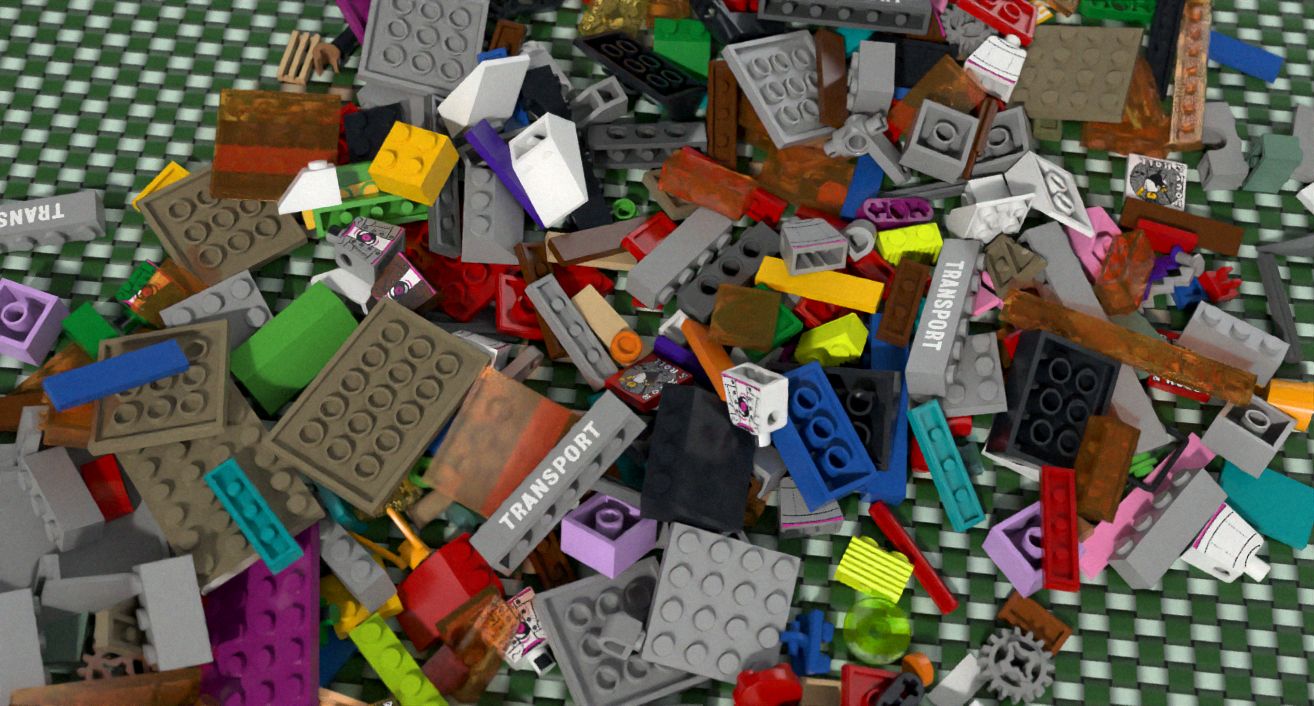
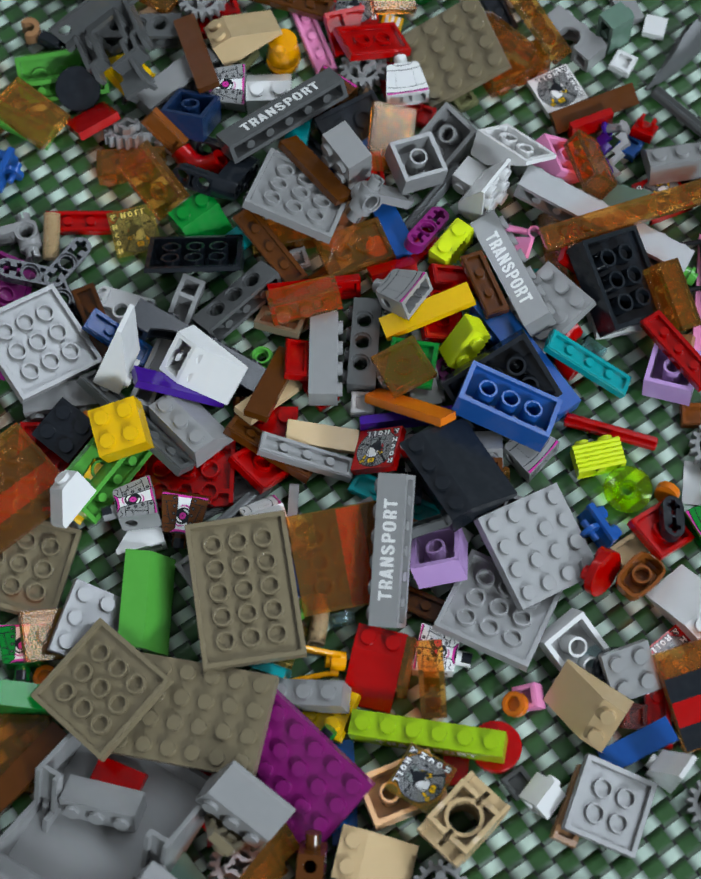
camera: 35 degrees left, 5 degrees up
(66, 427) = (65, 746): clear orange brick -> none
(115, 375) = (81, 701): blue tile -> none
(253, 516) = (242, 711): teal tile -> none
(445, 669) = (424, 705): clear red tile -> none
(621, 635) = (501, 605): light grey plate -> none
(626, 347) = (344, 440): orange tile -> none
(747, 152) = (301, 257): none -> light grey tile
(756, 400) = (463, 411): white torso -> none
(861, 238) = (425, 261): light grey plate -> none
(986, 117) = (429, 125): reddish brown axle -> none
(1011, 264) = (523, 211): dark tan wing -> none
(1251, 208) = (622, 63): none -> white tile

